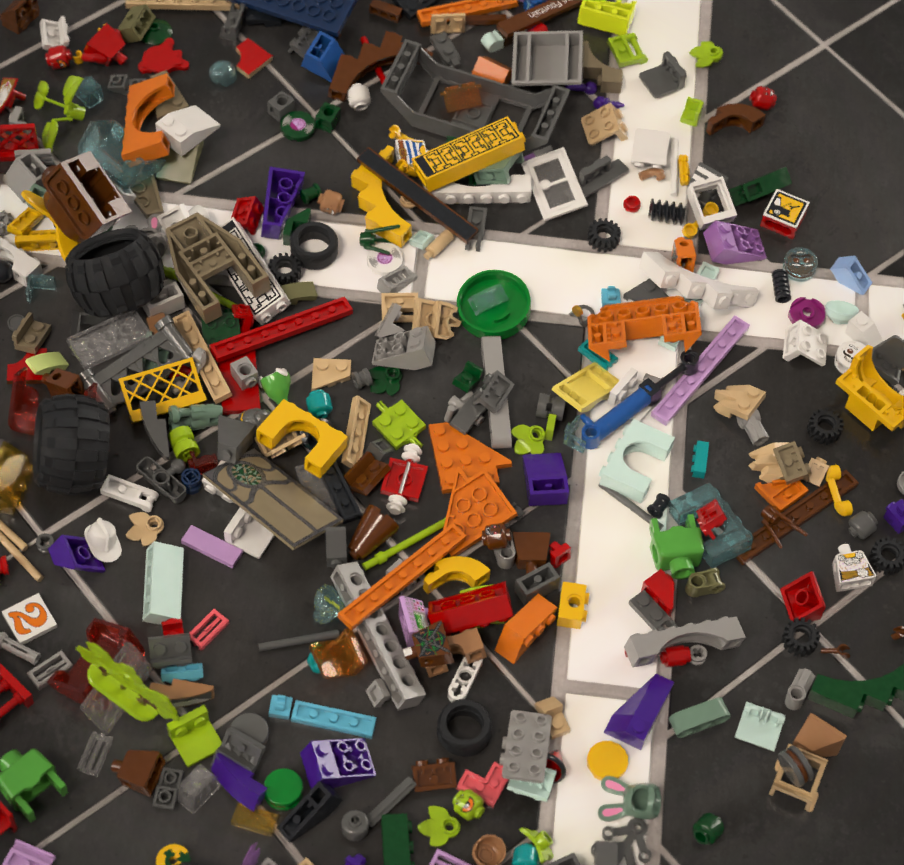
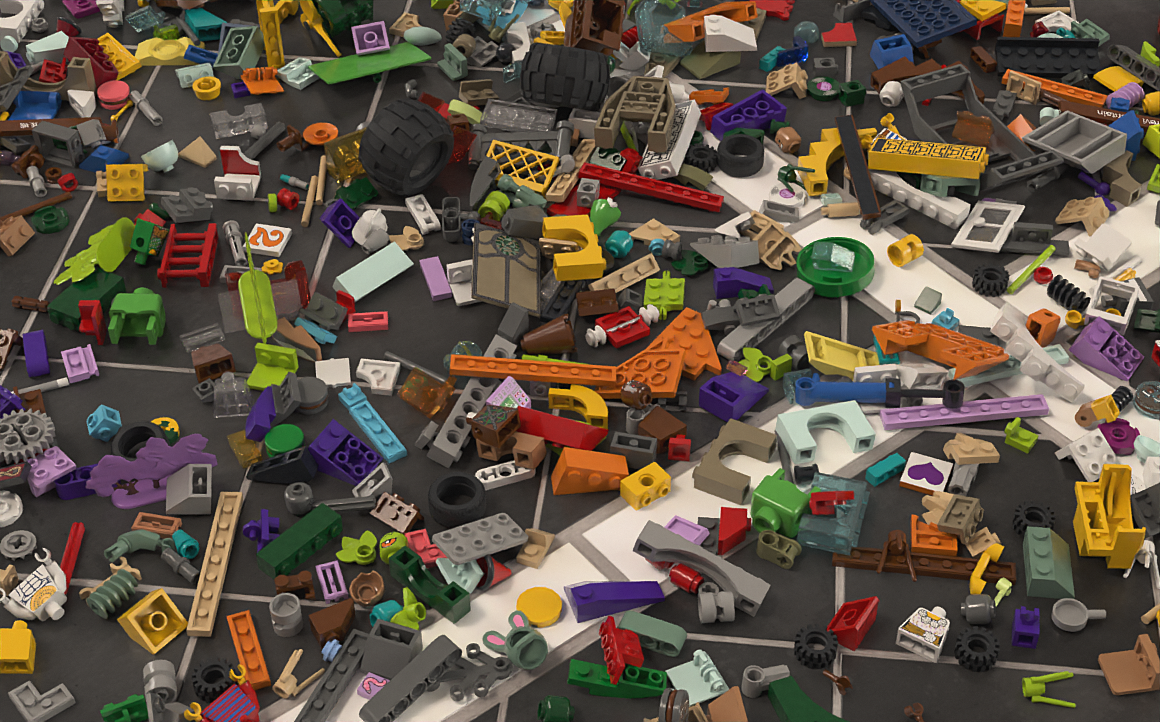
camera: 50 degrees right, 15 degrees down
(49, 516) = (357, 193): none -> dark green bracket
(64, 645) = (272, 266): none -> yellow plant
(124, 550) = (375, 241): none -> light grey cone
(222, 198) = (709, 96): none -> orange wing
(226, 121) = (769, 60): none -> teal piece
(236, 697) = (334, 372): none -> white piece
(242, 98) = (796, 54): none -> clear blue bracket
(264, 140) = (787, 77): none -> tan bracket
(276, 669) = (380, 375): none -> white tile
(347, 383) = (656, 247): none -> medium azure plate
(395, 767) = (375, 483): none -> light grey slope
(442, 373) = (730, 280): none -> dark purple slope
(523, 452) = (736, 368): none -> piece
(525, 252) = (905, 250): none -> yellow wheel
(549, 811) = (410, 571): none -> dark green arch
(566, 19) = (1130, 125): none -> blue slope
(582, 286) = (928, 300): none -> slope
(602, 558) = (733, 439): none -> dark tan arch
(620, 204) = (1031, 269): none -> lime bar
(636, 620) = (687, 529): none -> lavender tile
(648, 368) = (921, 375): none -> white tile
(703, 749) = (619, 648): none -> red bracket
(718, 662) = (707, 607): none -> light grey wheel
(719, 770) = (633, 682): none -> green slope
(727, 442) = (925, 474): none -> tile
(752, 362) = (1019, 437): none -> lime bracket
(782, 304) = (1096, 410): none -> leg
(857, 493) = (1004, 588): none -> yellowish green hand
(864, 456) = (1047, 564): none -> sand green slope

